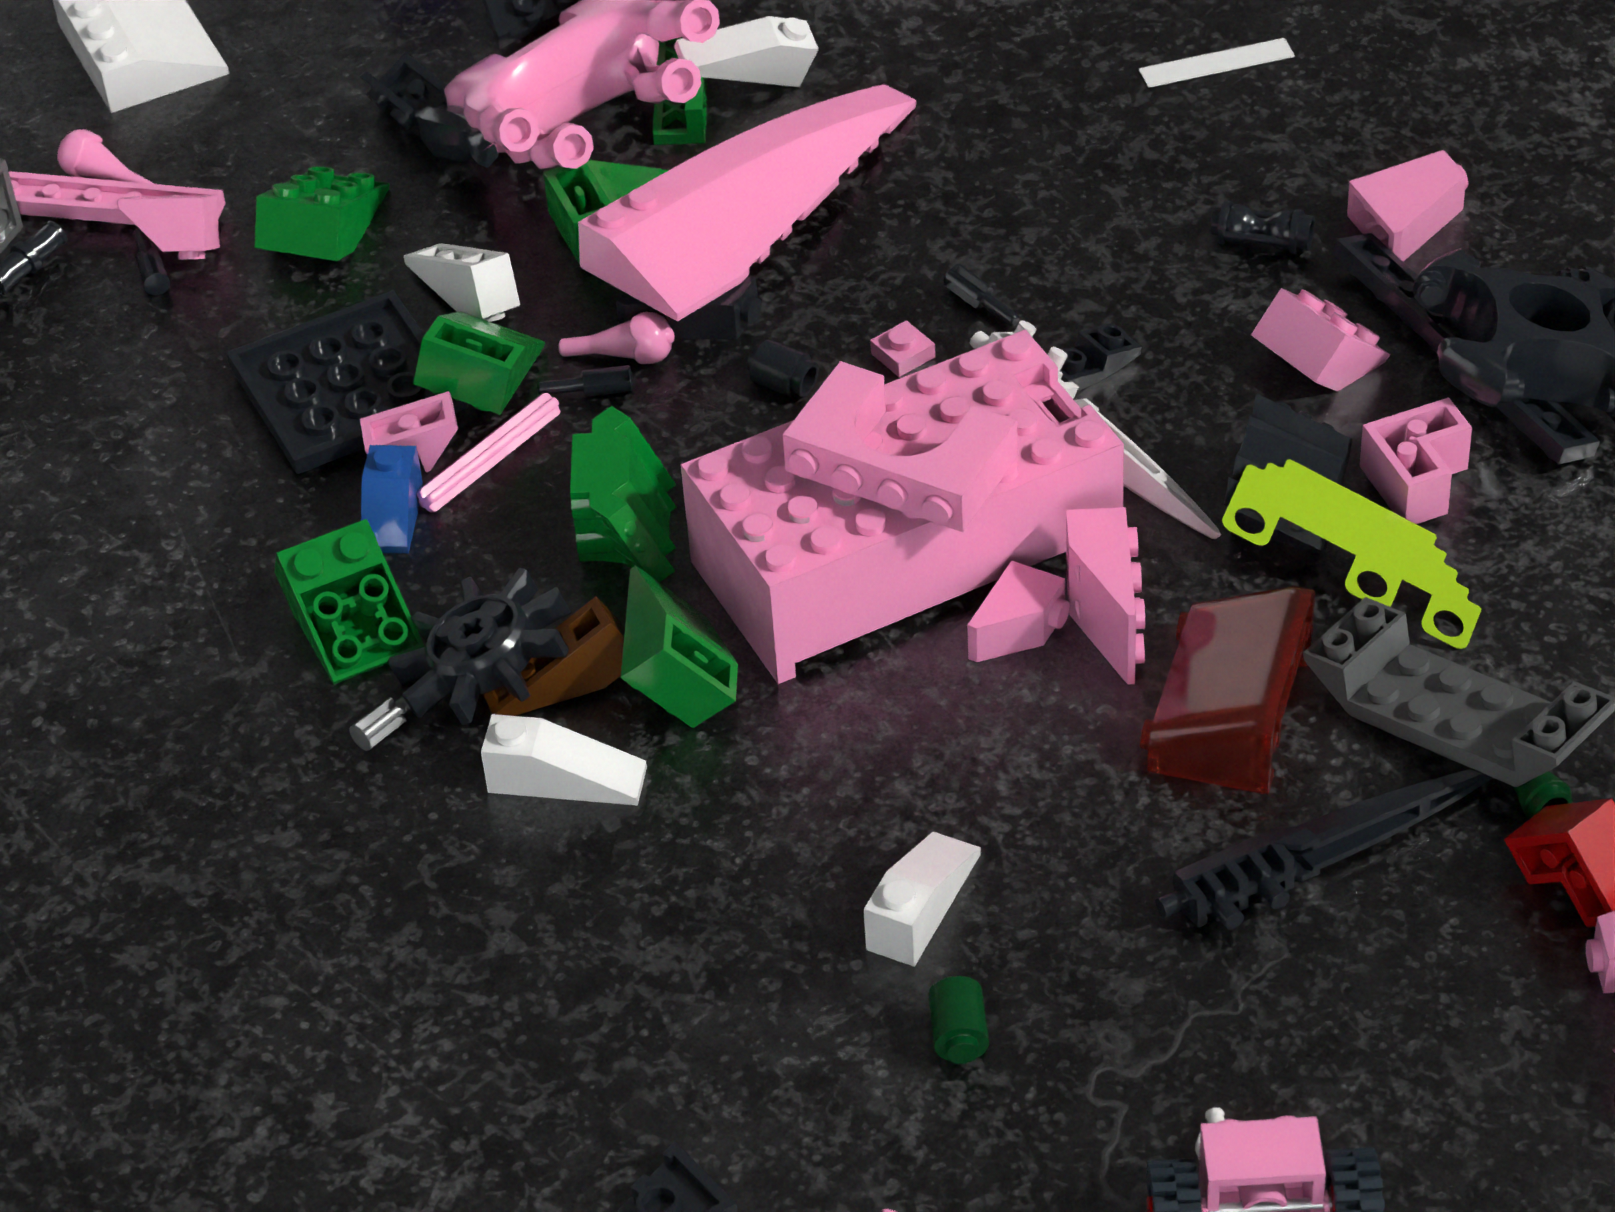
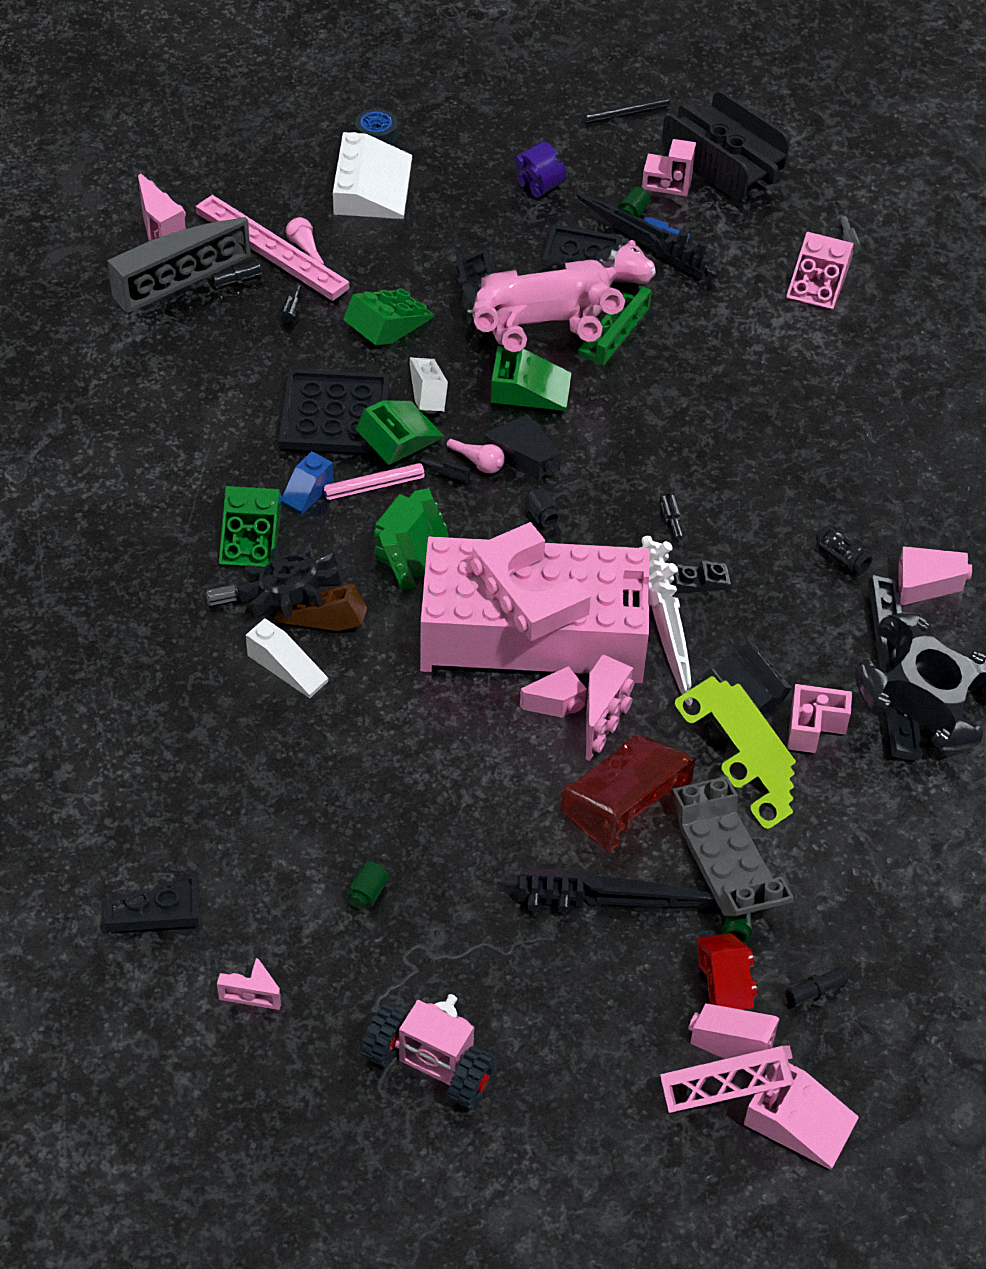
camera: 25 degrees right, 5 degrees up
(176, 222) = (313, 288): bright pink slope -> none
(422, 424) = (341, 451): bright pink slope -> none
(675, 653) = (375, 628): green slope -> none
(722, 210) = (561, 409): bright pink wedge -> none
(755, 51) = (656, 328): white slope -> none
(902, 348) = (612, 525): bright pink plate -> none
(916, 897) = (397, 812): white slope -> none
(1216, 62) = (898, 445): white sticker -> none
(1319, 339) = (821, 626): bright pink slope -> none

